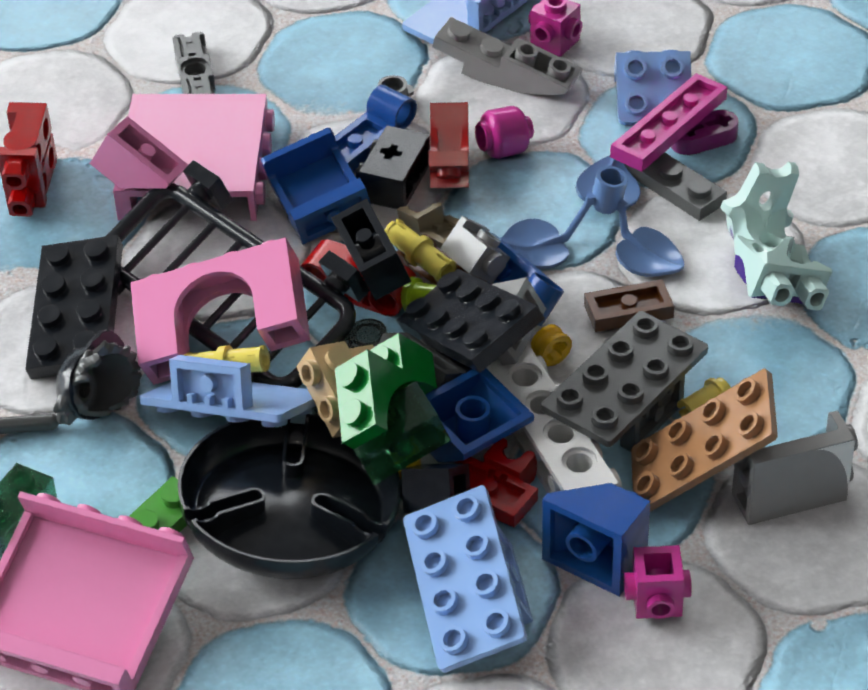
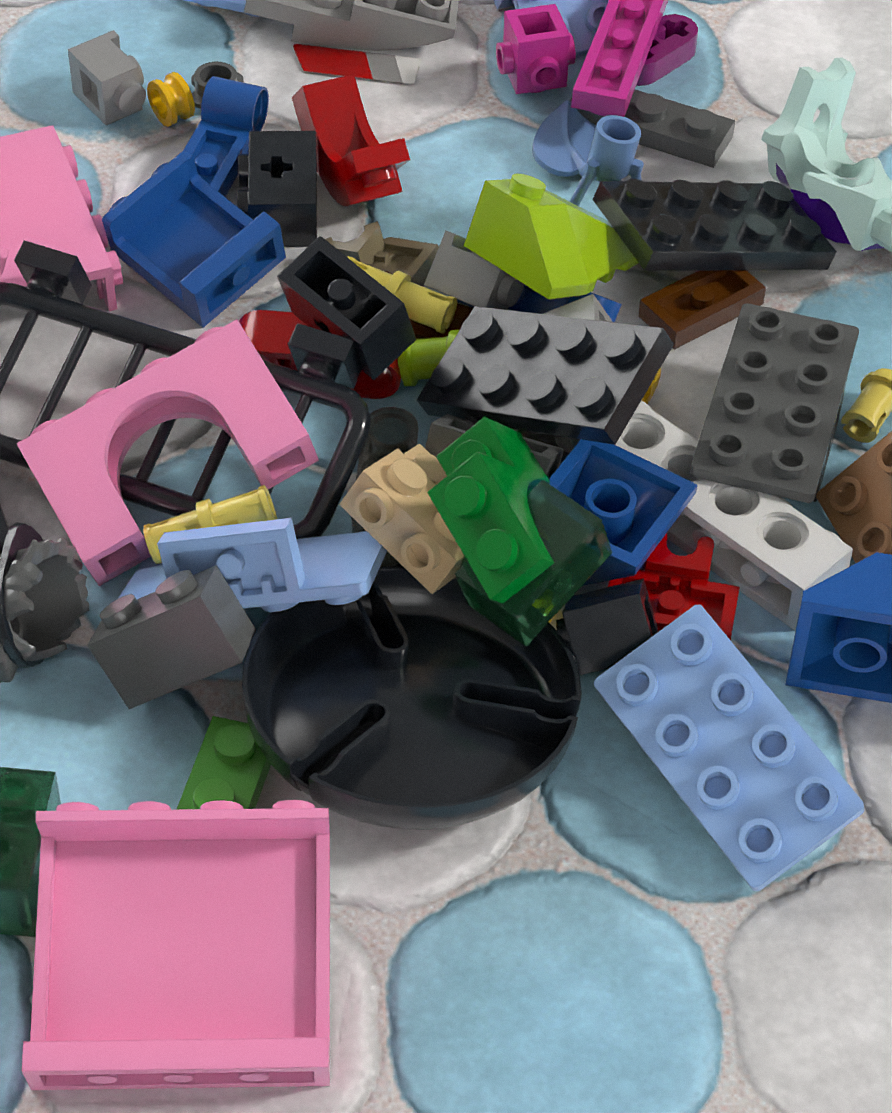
camera: 25 degrees left, 5 degrees up
(161, 419) = (171, 636): none -> dark grey brick
(324, 71) = (106, 78): none -> light grey brick
(356, 93) = (171, 99): none -> yellow bush
(496, 96) = (361, 64): none -> sticker
(504, 132) = (405, 105): dark pink head -> none
(531, 239) = (544, 238): none -> lime wedge
(610, 112) = (535, 49): none -> dark pink brick
(659, 257) = (713, 226): none -> black plate

